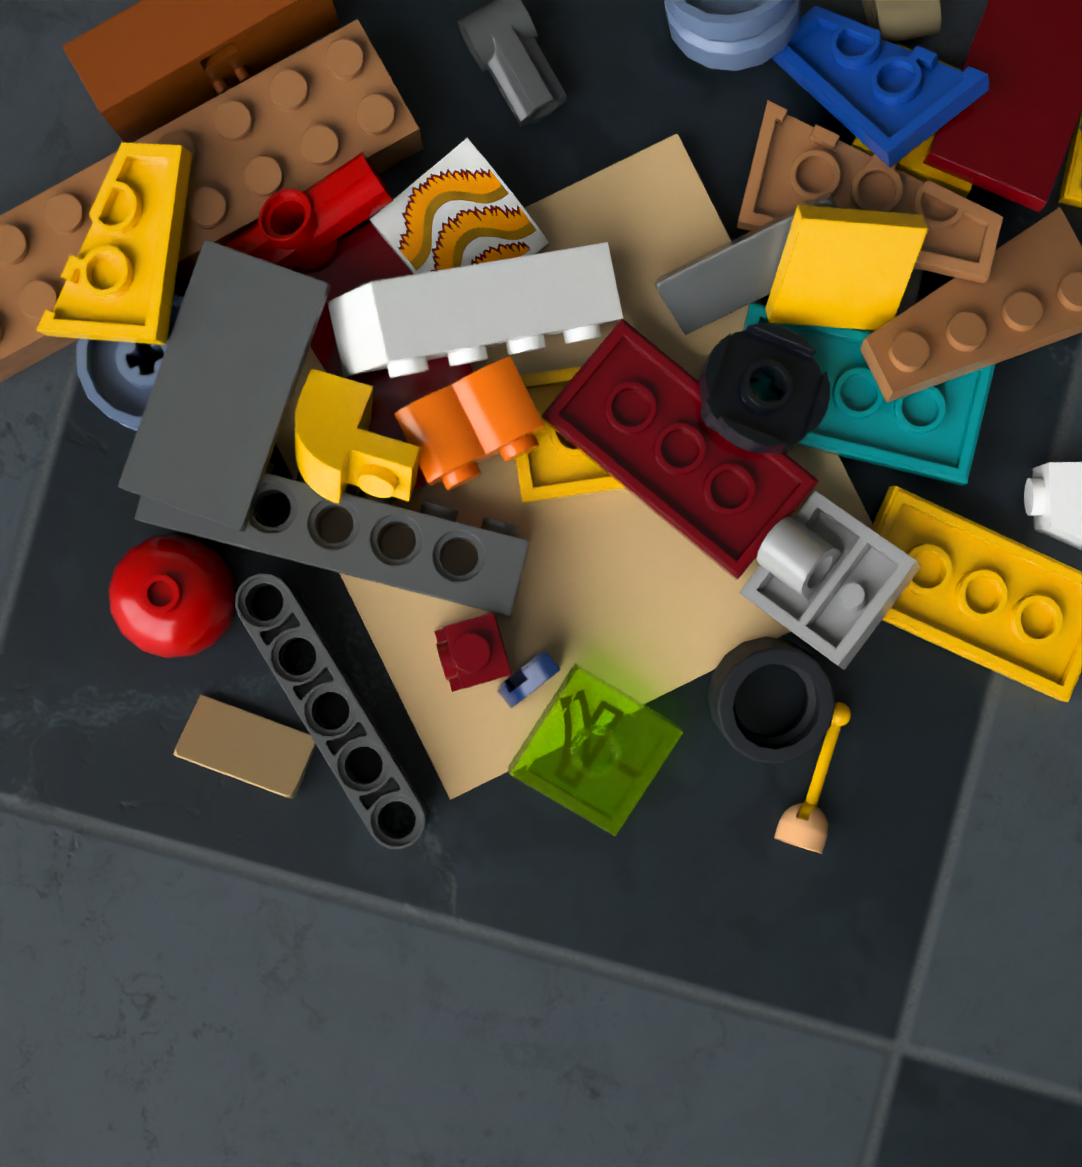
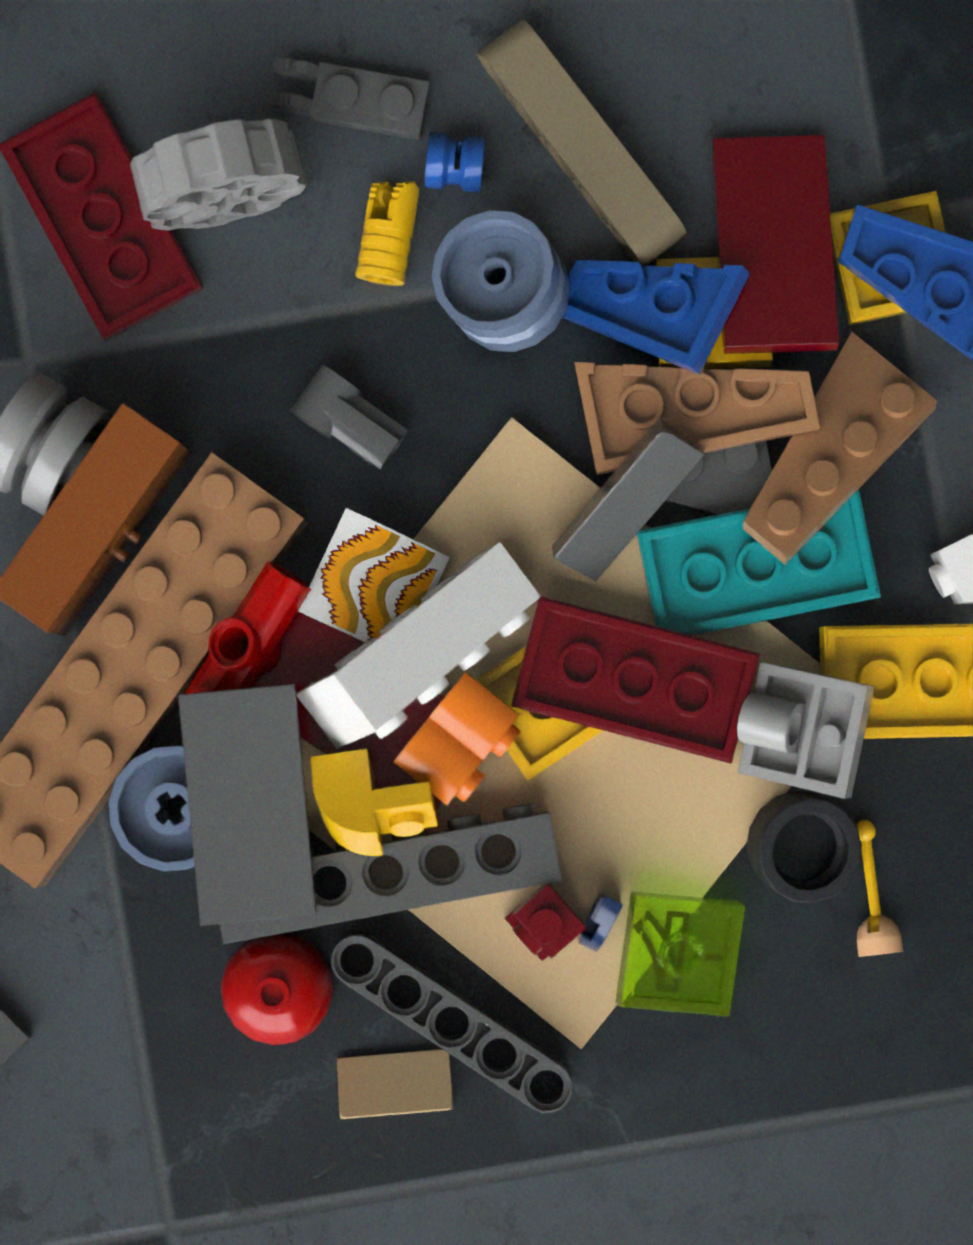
camera: 15 degrees left, 0 degrees up
(129, 259) = (122, 735): yellow wing -> none
(743, 418) = (662, 628): black plate -> none
(844, 267) = (701, 474): yellow tile -> none

